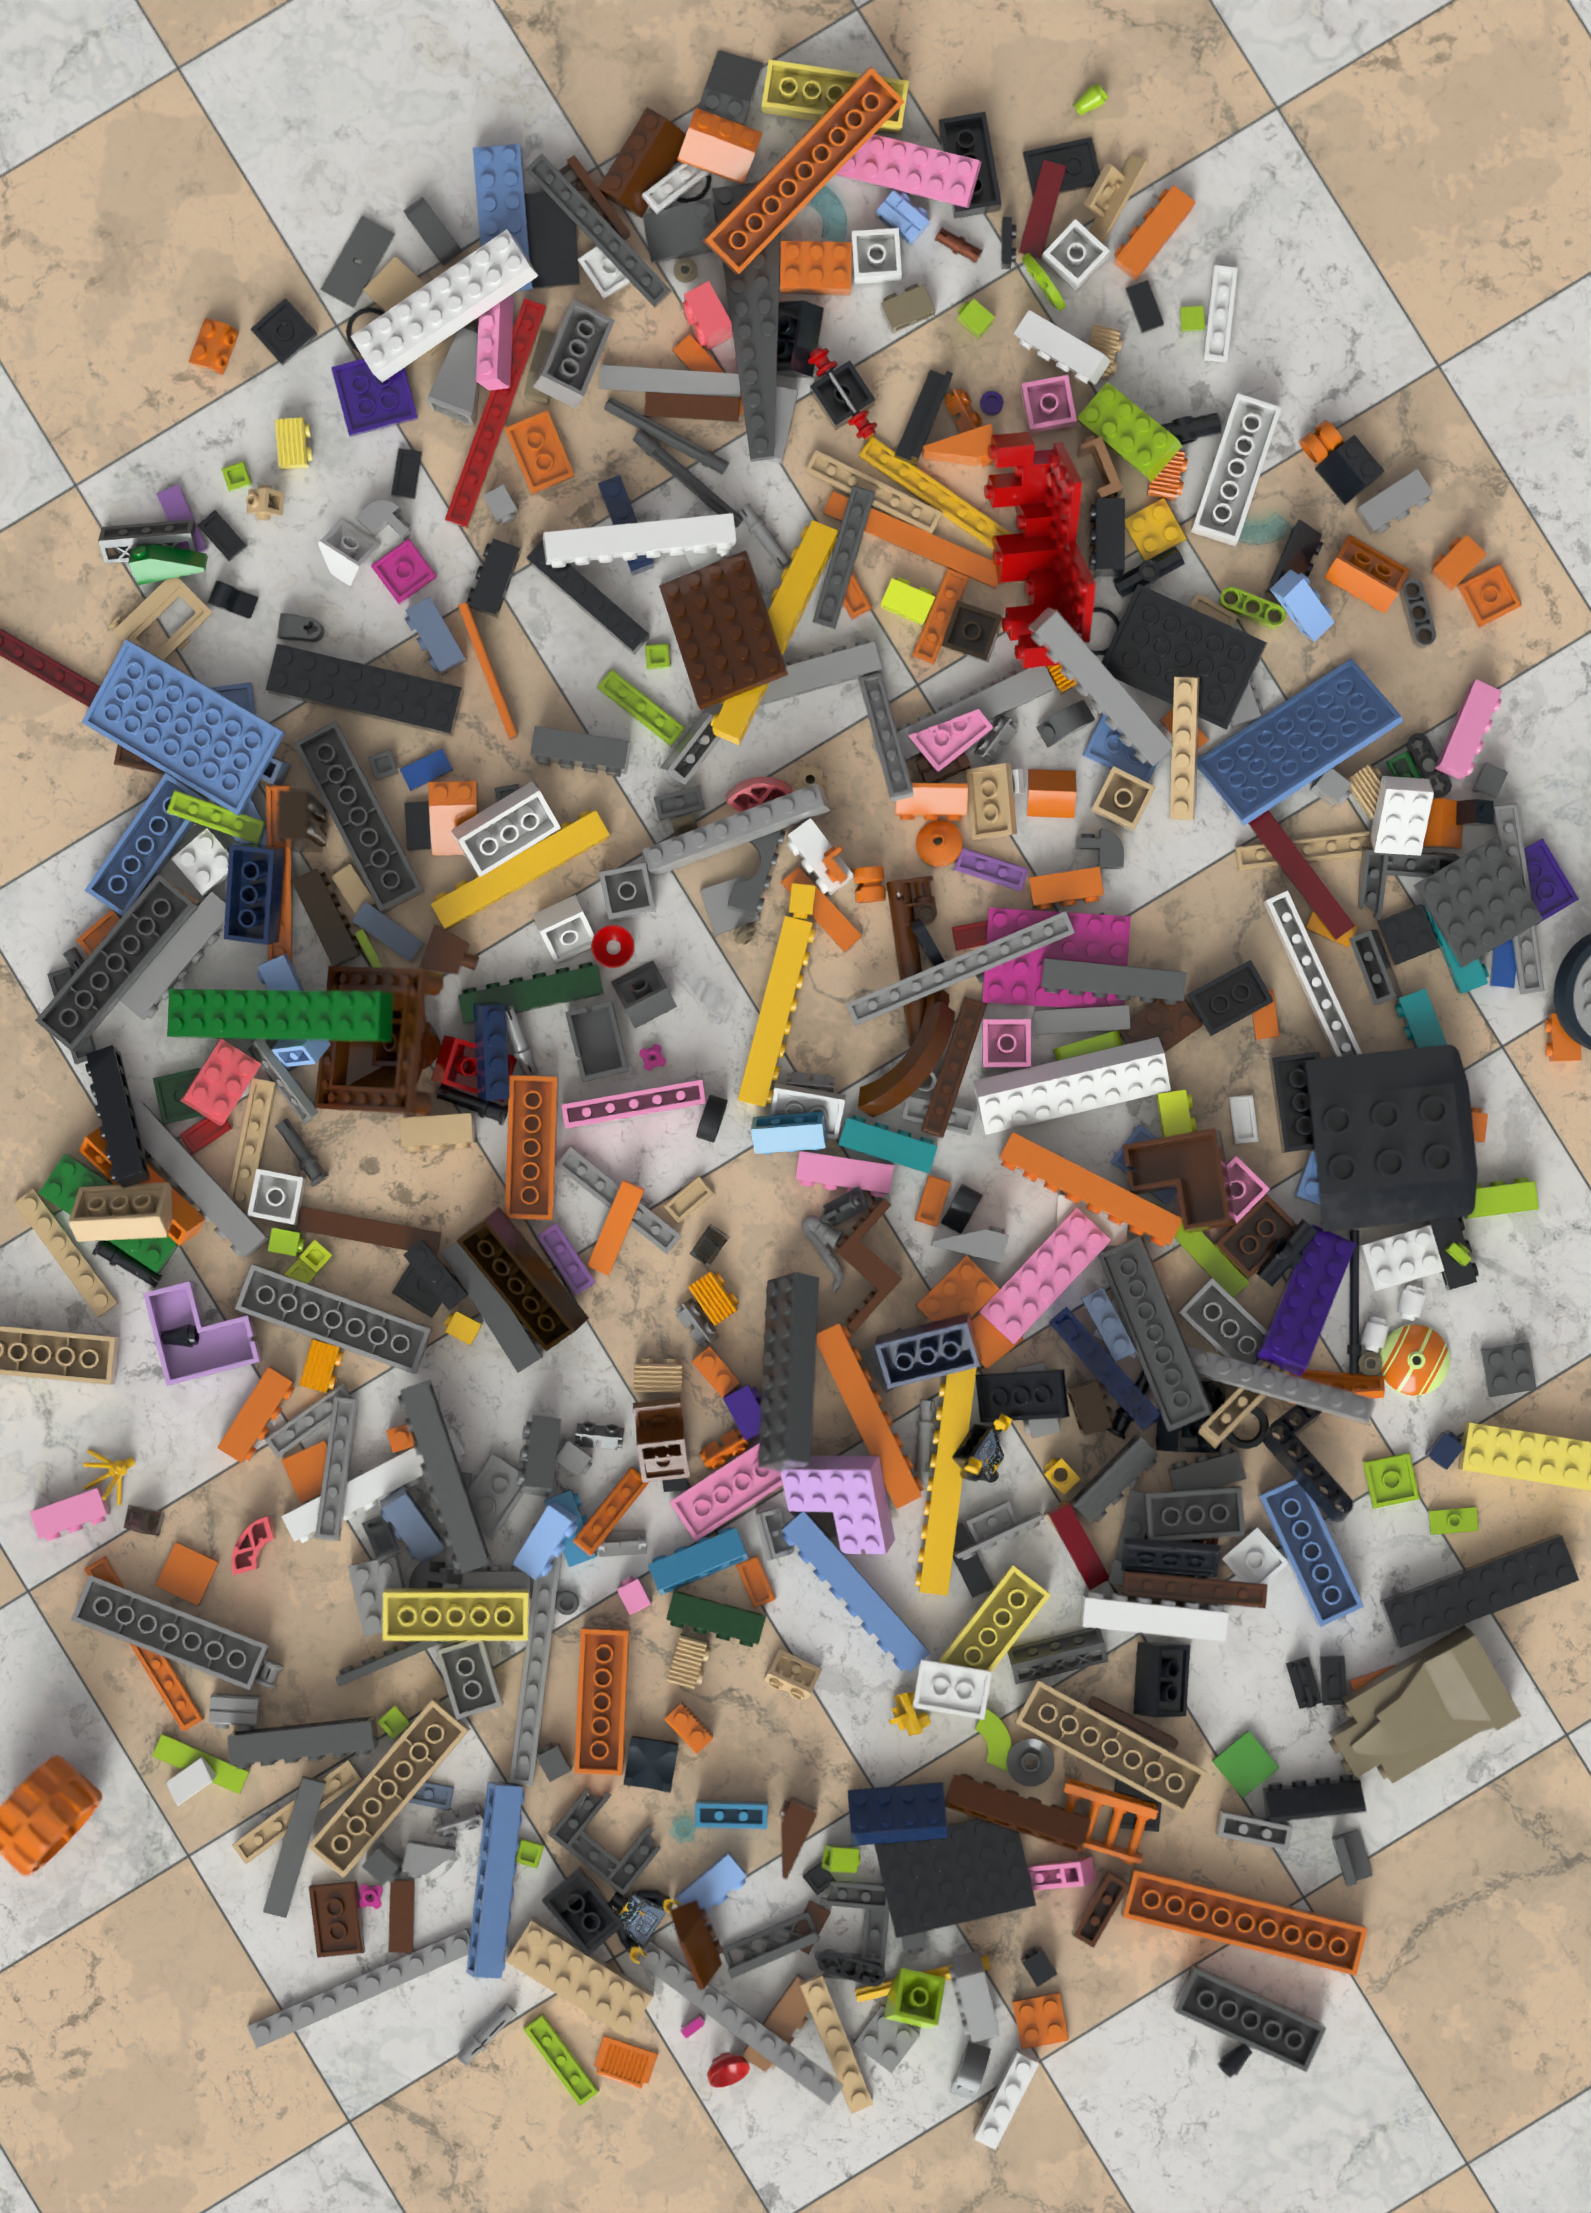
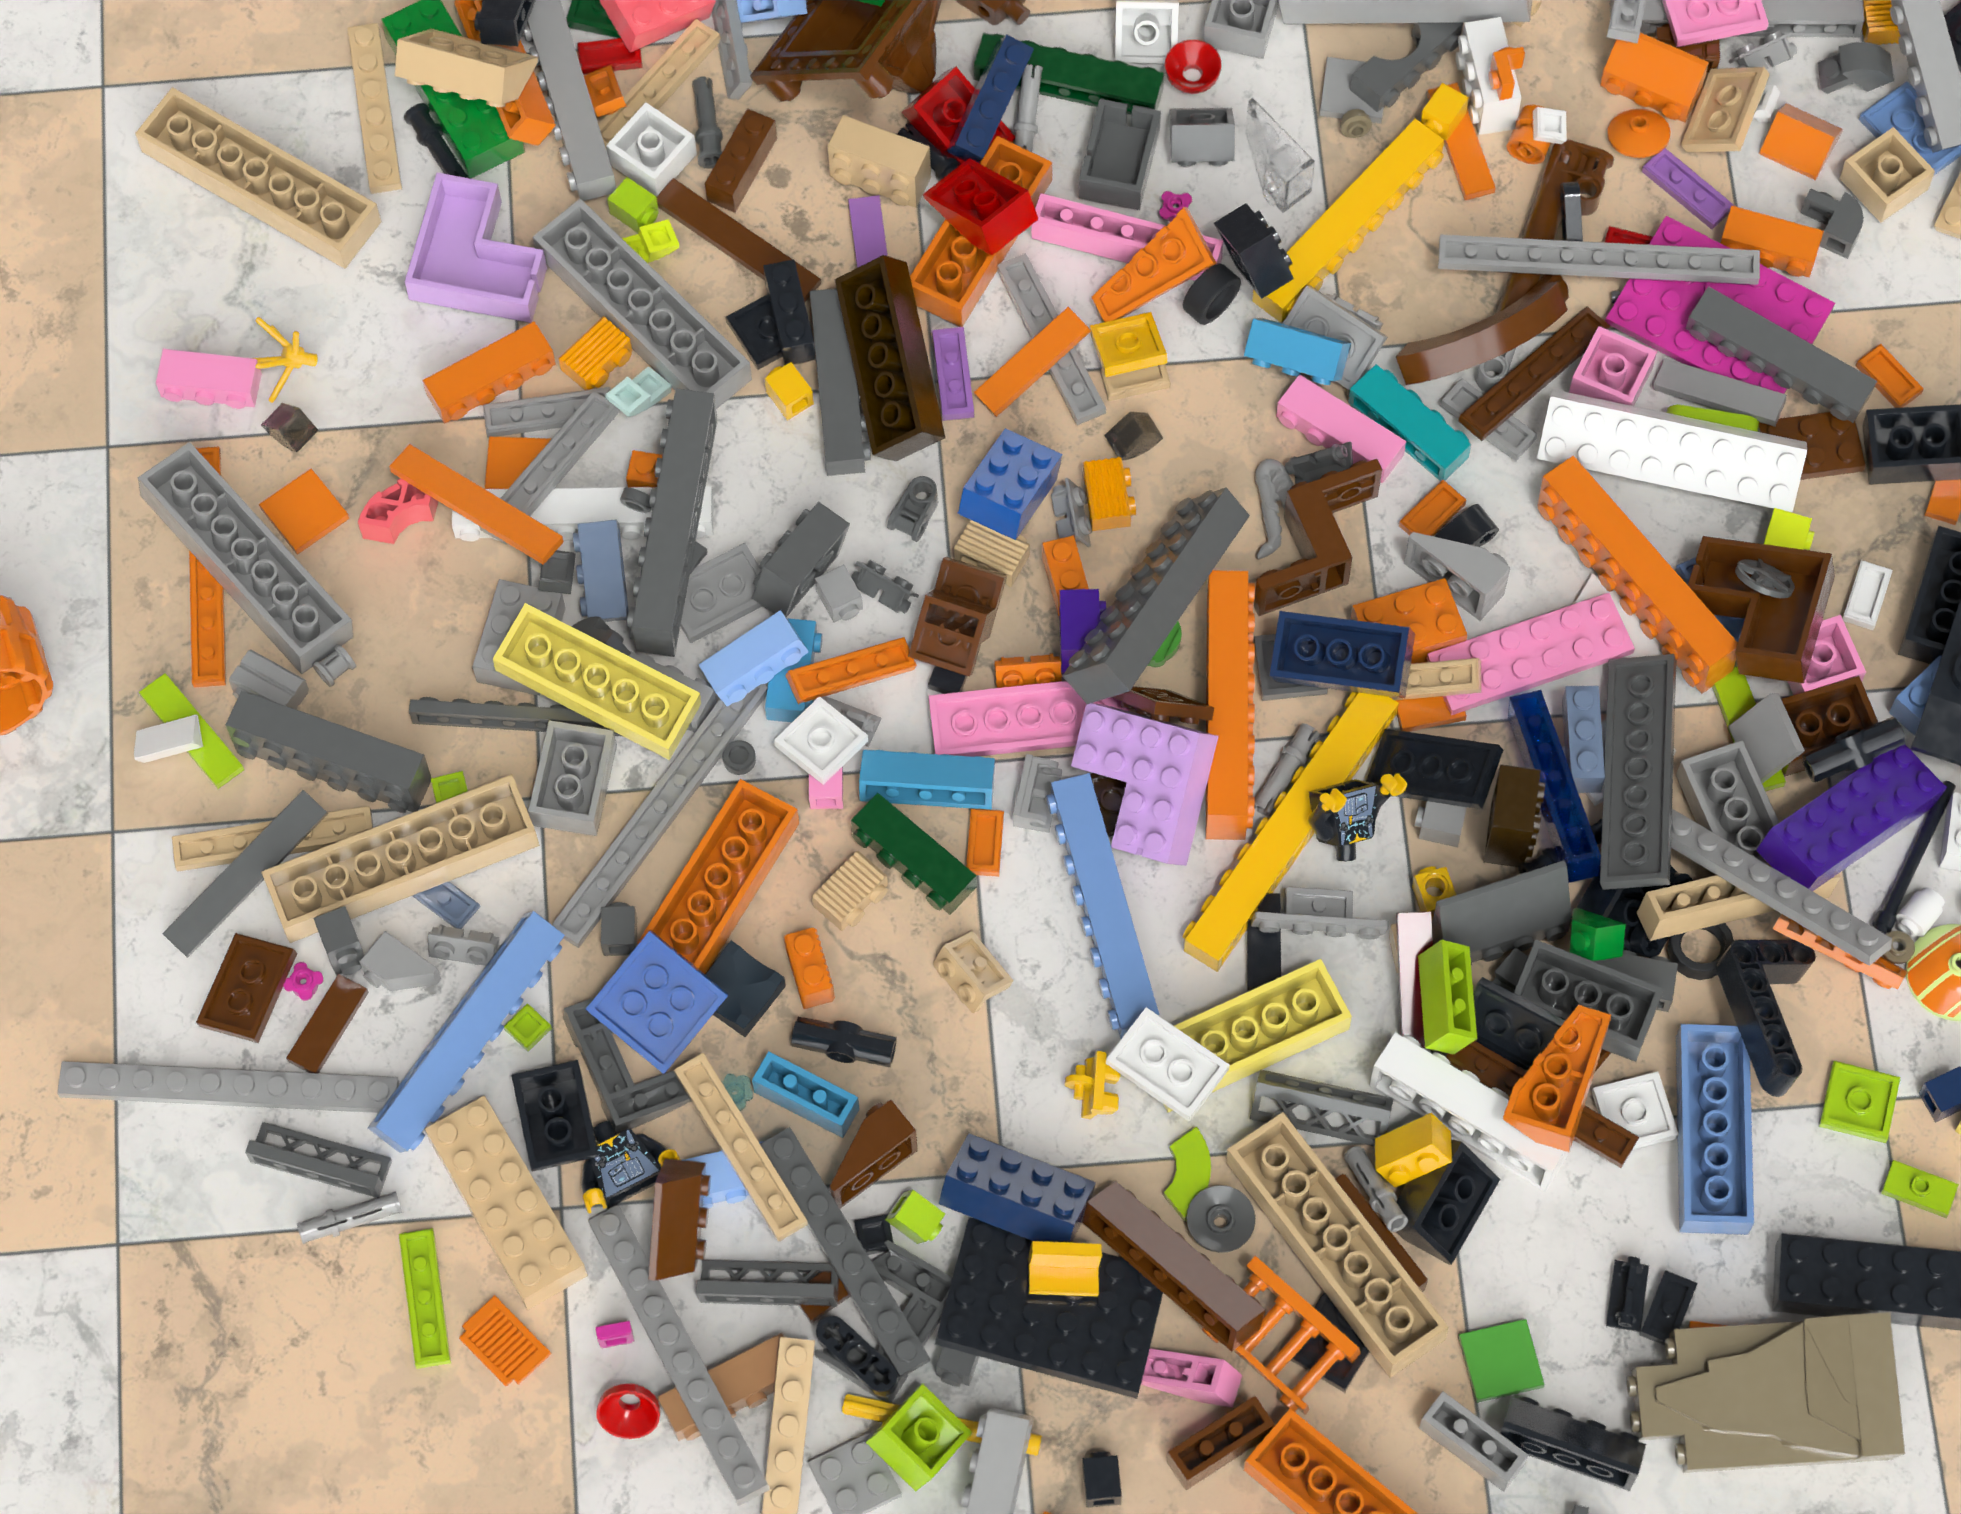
camera: 25 degrees right, 20 degrees down
(181, 1336) = (456, 246): black cone -> none
(219, 1167) = (604, 91): none -> orange plate
(306, 1527) = (476, 504): none -> orange tile
(341, 1172) = (741, 160): none -> reddish brown brick
(364, 1380) = (639, 393): none -> light aqua slope
(408, 1468) = (636, 500): none -> dark grey tile
(447, 2015) = (317, 1167): none -> dark grey fence
(458, 1186) = (867, 229): none -> medium lavender tile
(527, 1139) = (983, 205): none -> red slope
(592, 1374) = (913, 514): none -> dark grey piece
(608, 1805) = (657, 1002): none -> plate
(619, 1575) = (821, 740): none -> white plate
(648, 1328) = (1010, 484): none -> brick
(669, 1121) = (1163, 264): none -> orange wing
(673, 1181) = (1128, 344): none -> yellow plate
(710, 1874) = (740, 1147): none -> tan plate
(728, 1081) = (1255, 249): none -> black brick
(736, 1764) = (844, 1041): none -> black piece
(809, 1907) = (846, 1253): none -> dark grey plate
(834, 1442) = (1164, 703): none -> reddish brown plate
(880, 879) = (1549, 125): none -> white tile
(952, 1852) = (1064, 1268): none -> yellow panel
(999, 1327) = (1443, 678): none -> tan tile
(1107, 1558) = (1447, 997): none -> lime brick
(1113, 1693) = (1381, 1198): none -> light grey pin
(1130, 1663) = (1413, 1150): none -> yellow brick
(1177, 1160) = (1765, 578): none -> dark grey wheel
(1180, 1467) = (1596, 936): none -> green slope
(1188, 948) = (1892, 378): none -> orange tile
(1205, 1591) = (1554, 1090): none -> orange wedge
(1226, 1268) = (1768, 736): none -> light grey tile

